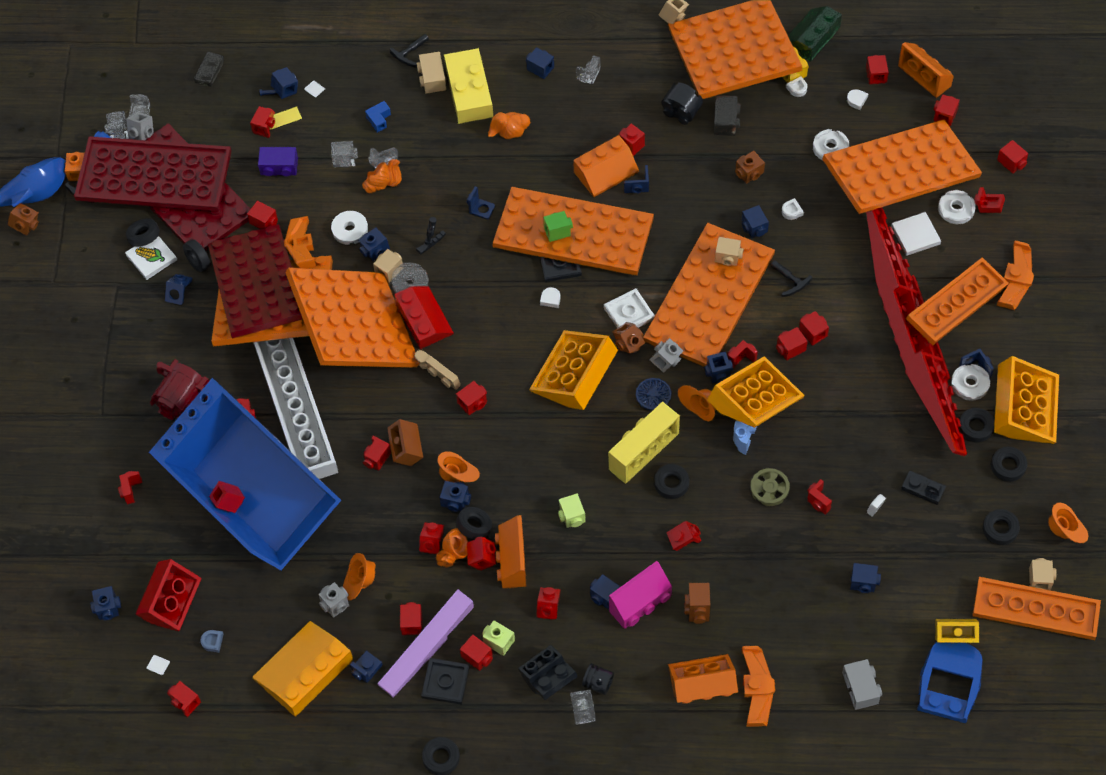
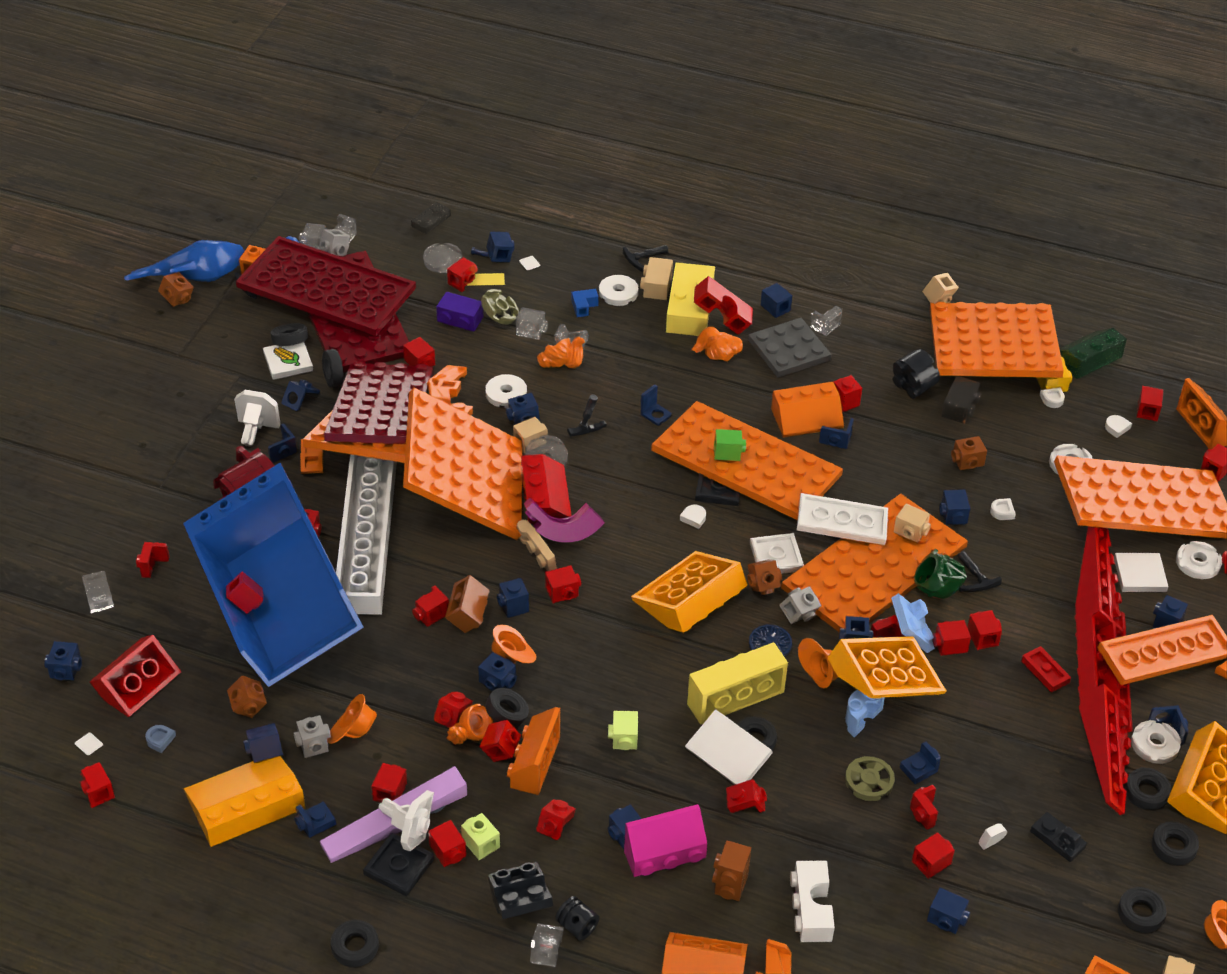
camera: 15 degrees right, 15 degrees down
(99, 531) = (97, 591): none -> clear slope
(152, 320) = (255, 411): none -> white piece
(191, 345) = (284, 447): none -> dark blue bracket
(217, 353) = (311, 460): none -> orange slope
(232, 104) = (440, 257): none -> clear plate
(267, 584) = (246, 696): none -> dark orange brick
(298, 619) = (263, 743): none -> dark blue brick
(308, 144) = (494, 304): none -> olive piece
(402, 85) = (618, 282): none -> white tile
(439, 423) = (513, 597): none -> dark blue brick
(441, 644) = (410, 819): none -> white piece
(454, 347) = (569, 529): none -> magenta arch
(512, 88) = (712, 295): none -> red arch
(567, 106) = (789, 347): none -> dark grey plate
(656, 500) = (728, 748): none -> white tile
(671, 265) = (842, 519): none -> white tile
(758, 342) = (912, 621): none -> light blue hinge
(768, 287) = (943, 573): none -> dark green piece
(769, 619) = (813, 920): none -> white arch
(804, 461) = (921, 764): none -> dark blue bracket
(838, 536) = (933, 855): none -> red brick
(871, 347) = (1046, 669): none -> red plate
(949, 267) = (1169, 612): none -> dark blue brick

